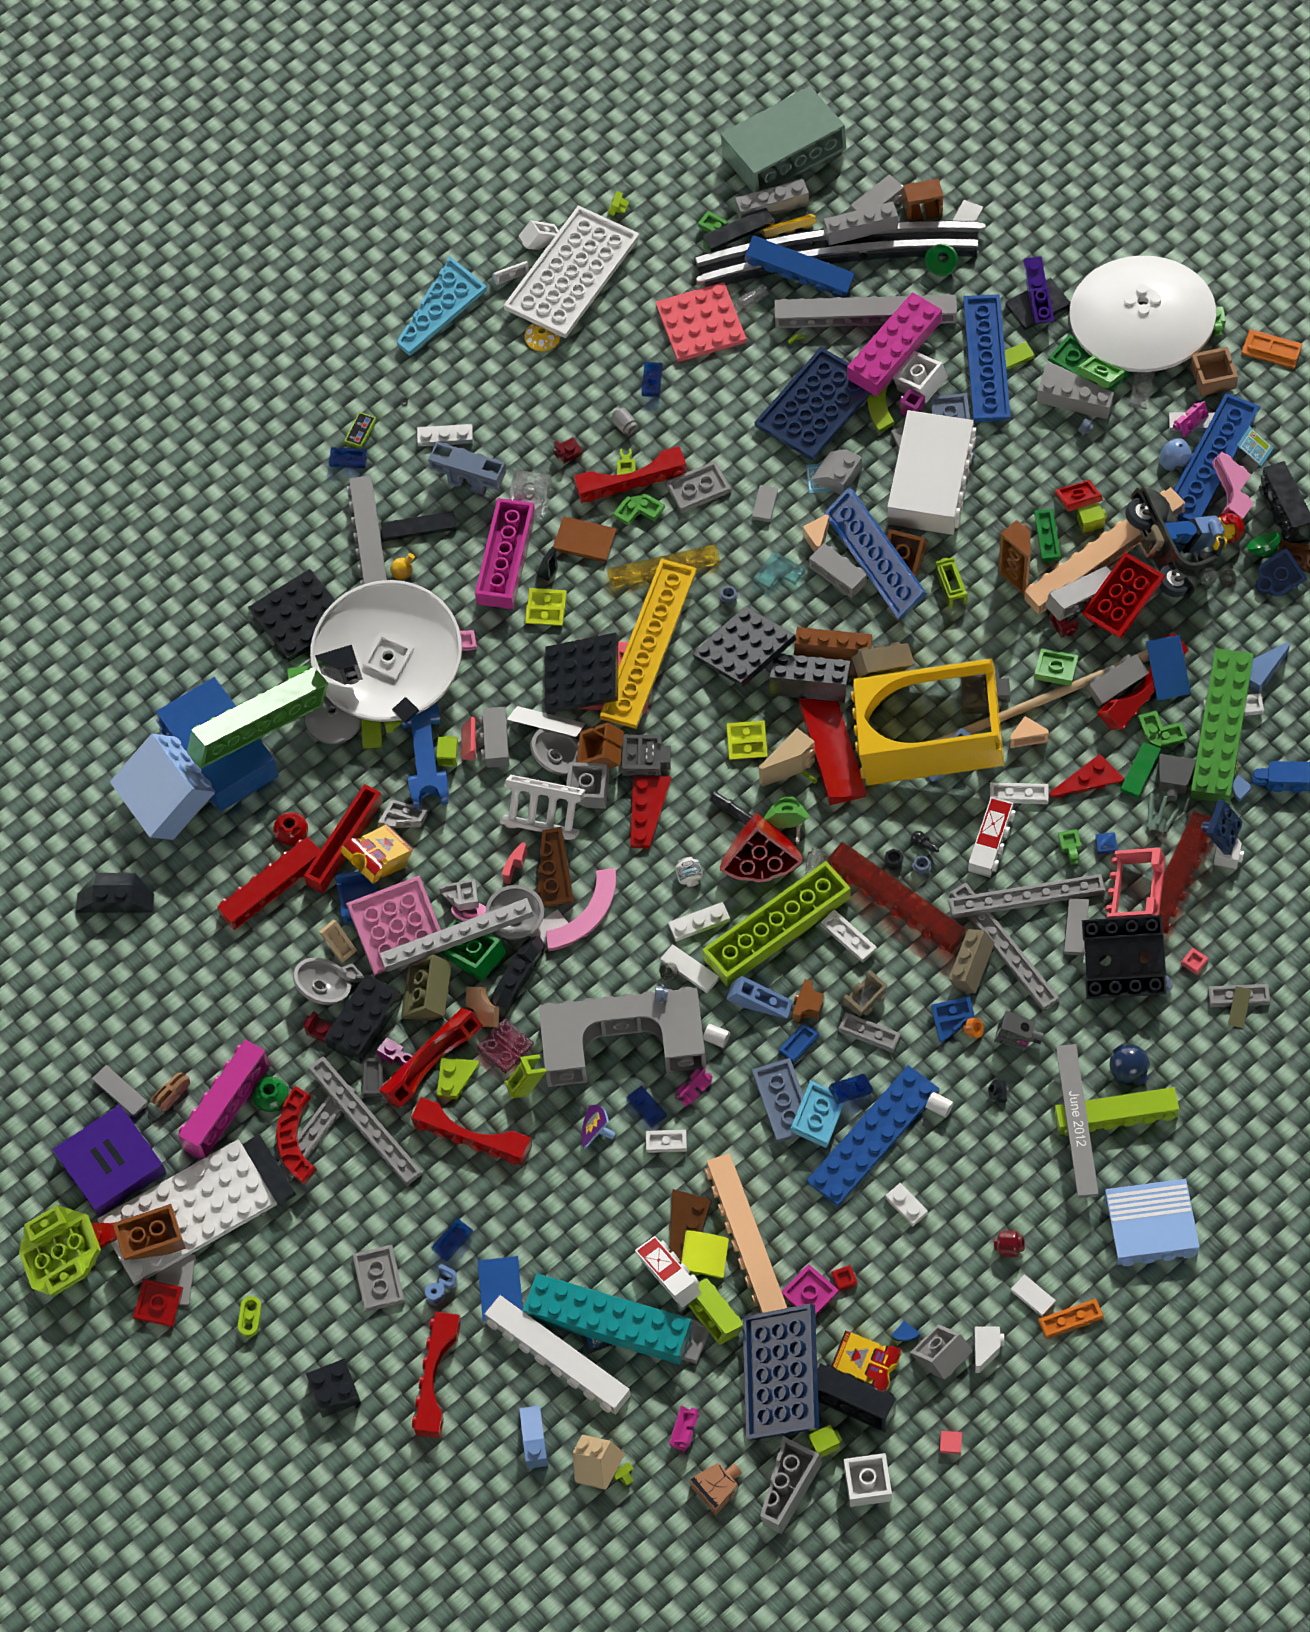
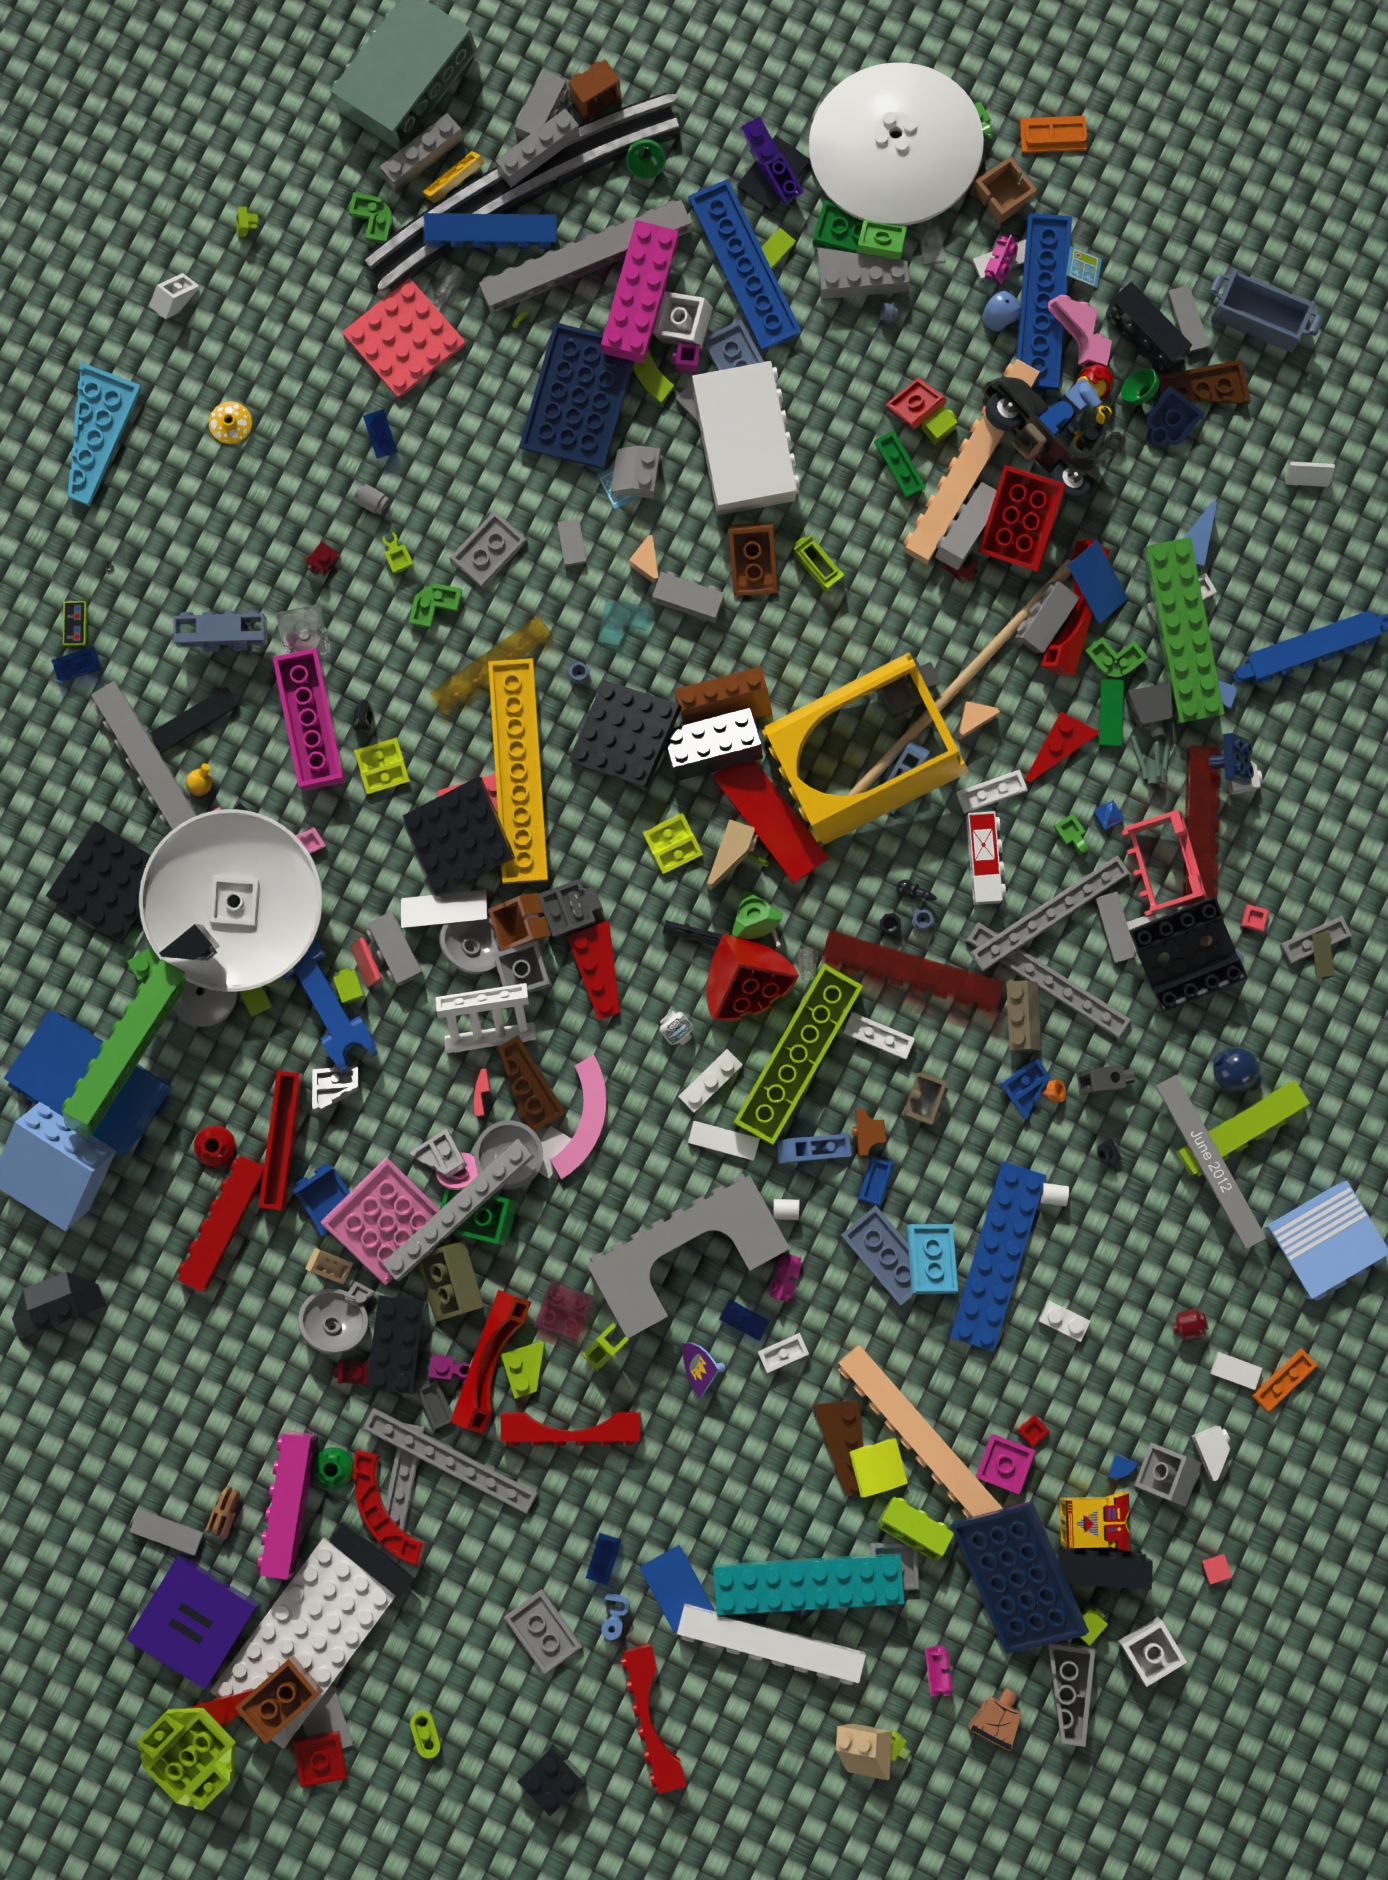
camera: 25 degrees left, 20 degrees up
(378, 853) = (328, 1147): yellow piece -> none
(405, 710) = (285, 966): black tile -> none
(445, 434) = (174, 592): white plate -> none
(478, 1001) = (513, 1273): medium nougat tile -> none
(510, 273) = (159, 355): white slope -> none
(517, 974) = (540, 1227): black brick -> none
(533, 1437) = (784, 1743): medium blue slope -> none
(571, 271) = (230, 329): white plate -> none
(584, 539) = (389, 664): dark orange tile -> none
(596, 485) = (372, 594): red arch -> none
(661, 994) = (715, 1201): sand blue plate -> none
(662, 970) = (705, 1148): clear smoke axle -> none
(668, 1271) = (853, 1510): white brick -> none
(738, 229) = (399, 205): black tile -> none
(850, 1088) = (954, 1214): clear blue plate -> none
(869, 1032) = (945, 1138): light grey tile -> none
(875, 553) = (723, 564): blue plate -> none
(883, 660) = (785, 693): dark tan brick -> none
(968, 211) = (647, 83): white sticker -> none
(1015, 555) = (887, 513): dark orange slope -> none
(1056, 667) = (974, 625): bright green plate -> none

